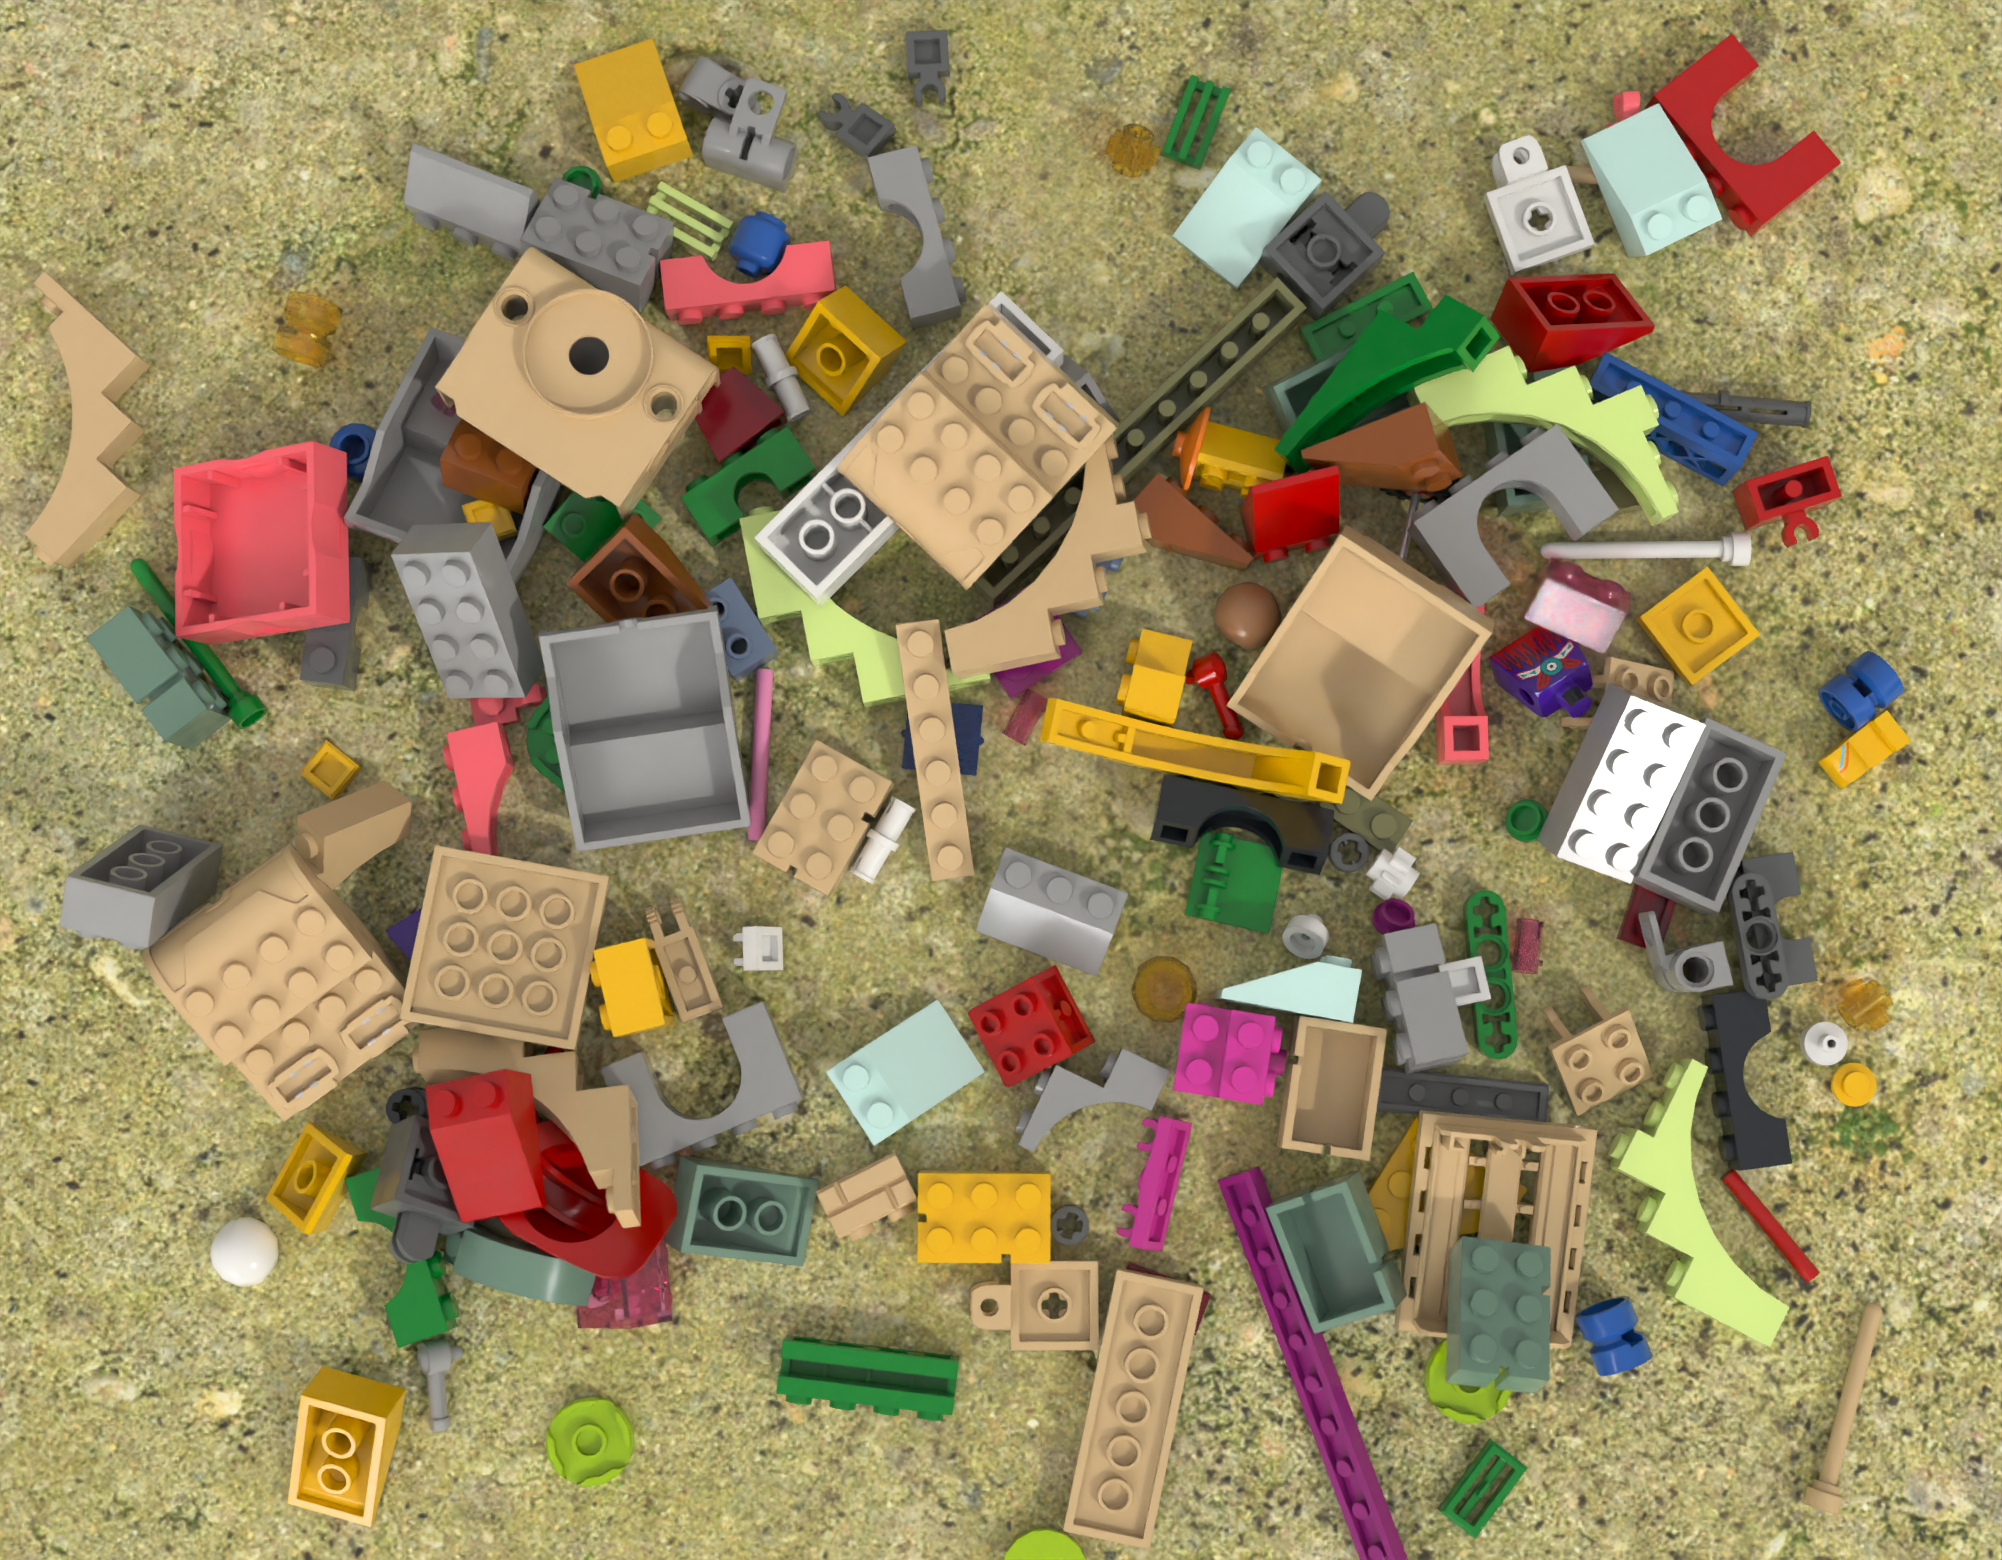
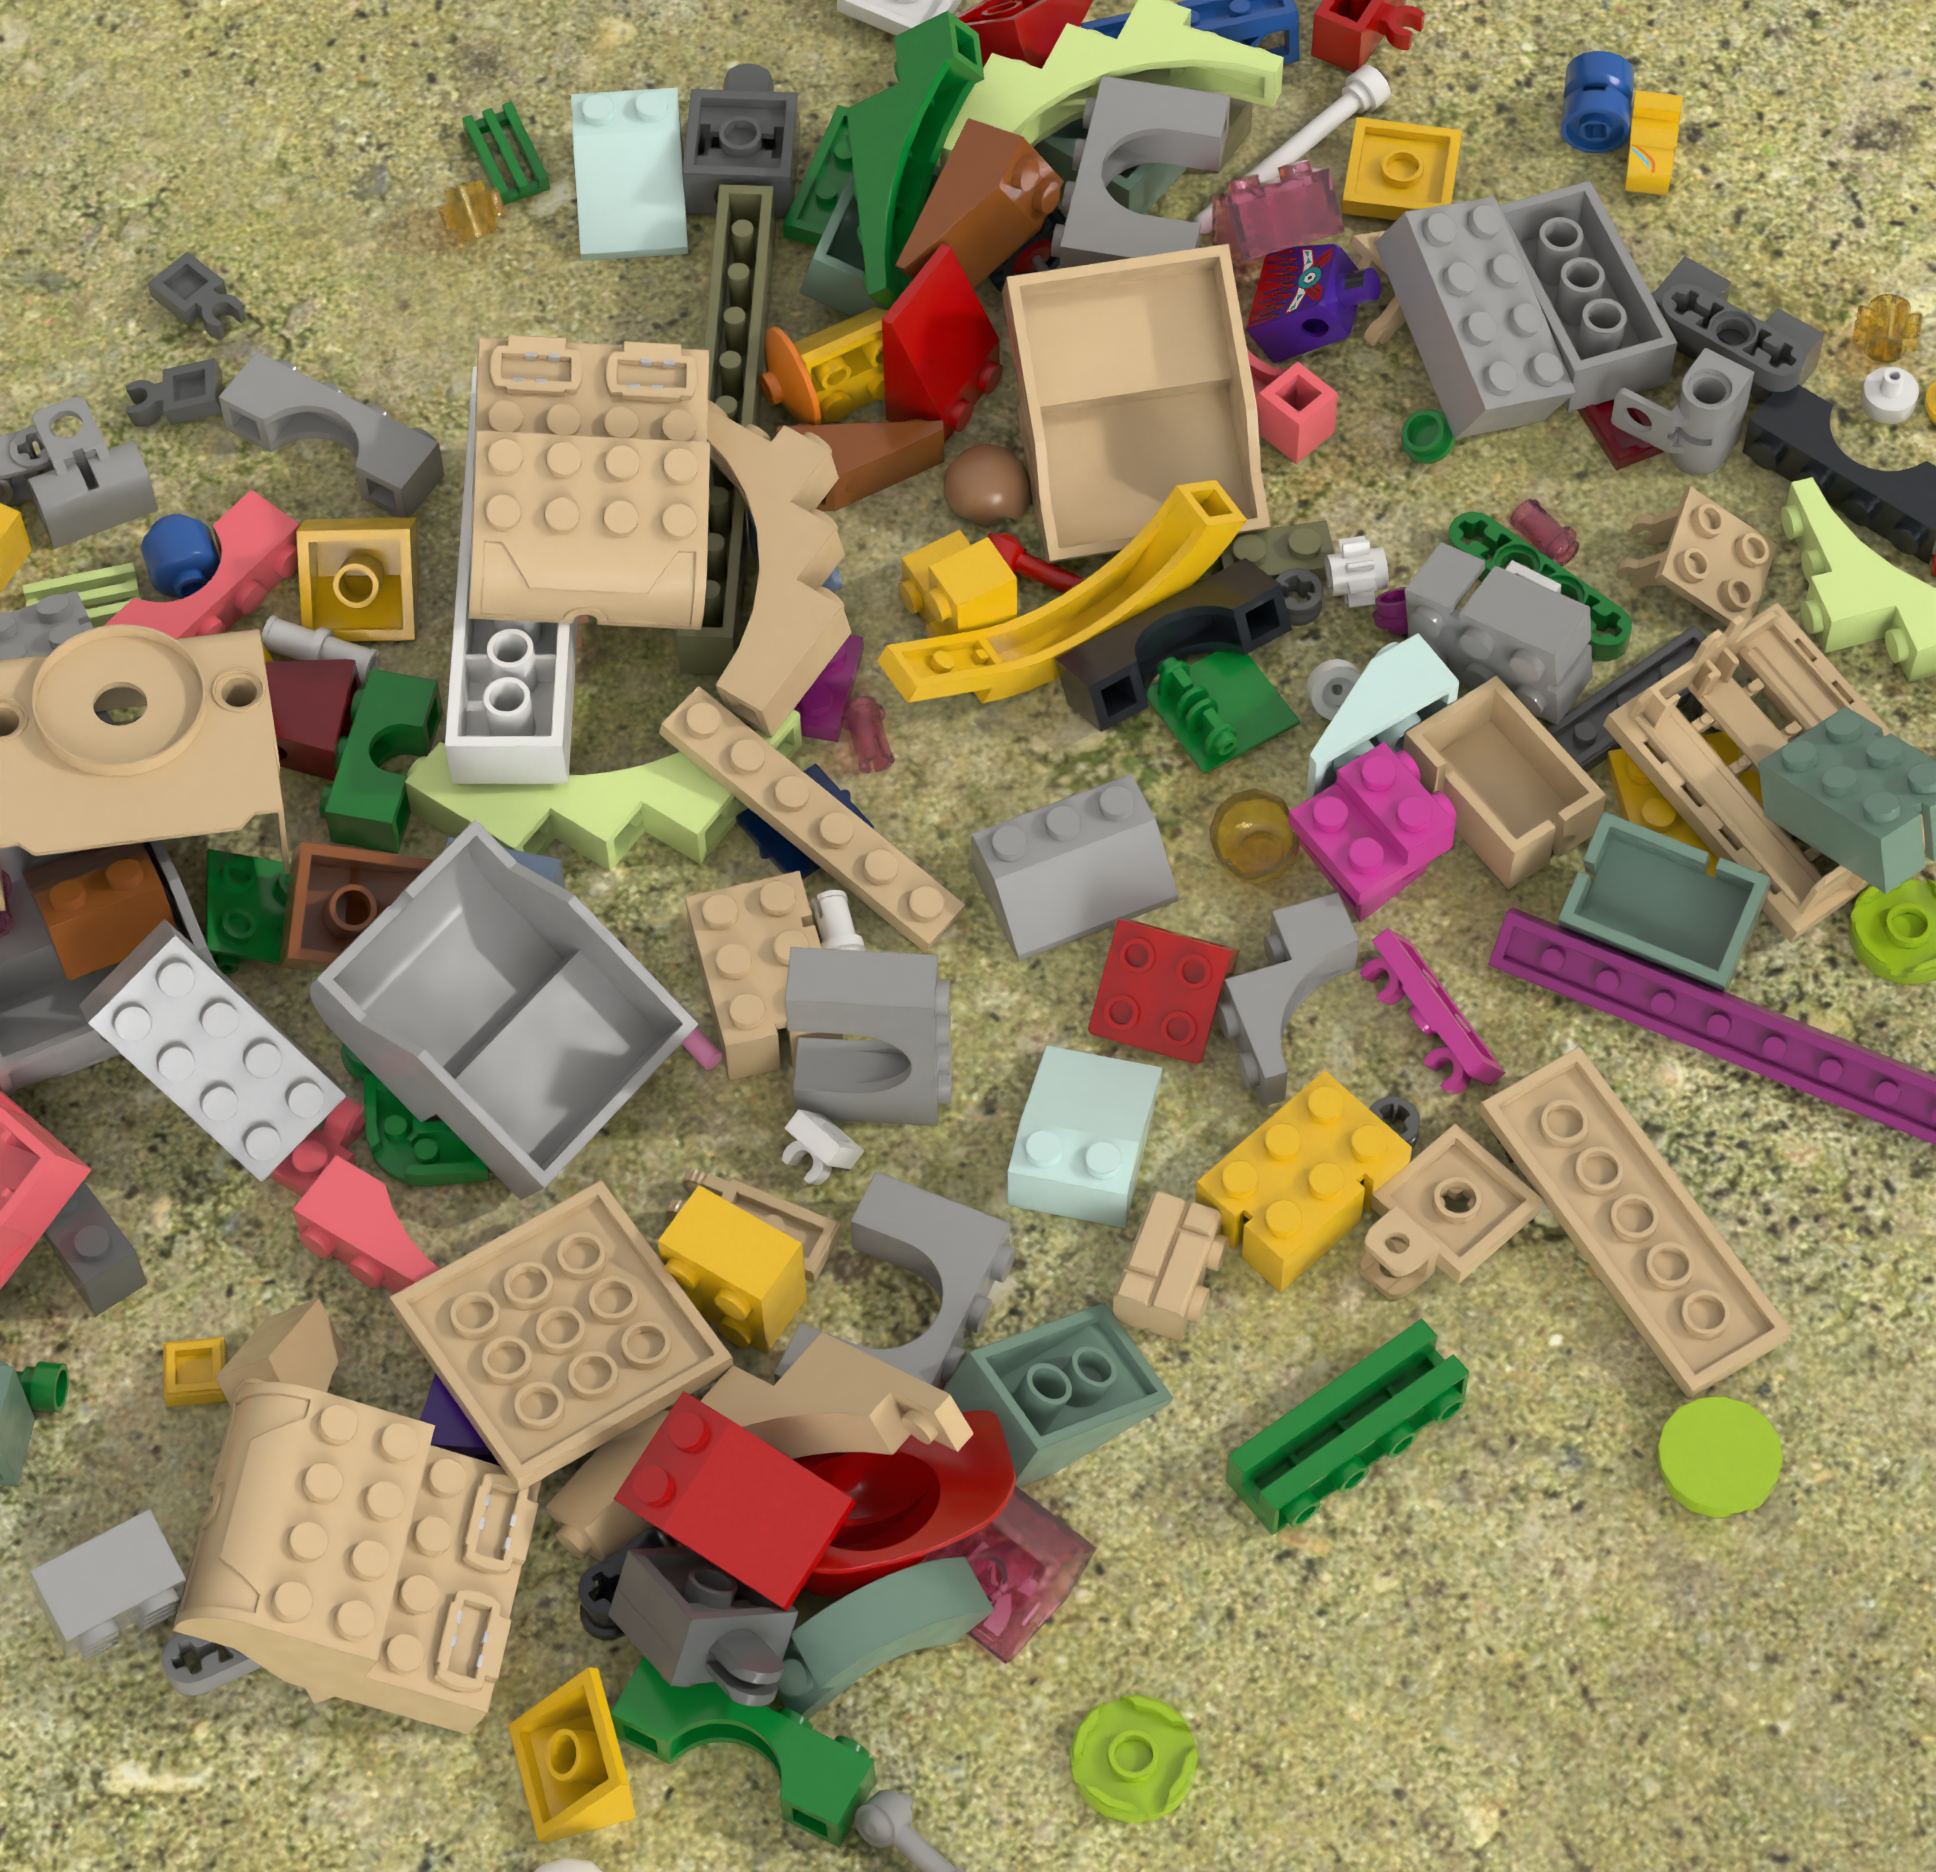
camera: 45 degrees left, 25 degrees down
(813, 933) = (877, 997): none -> light grey arch

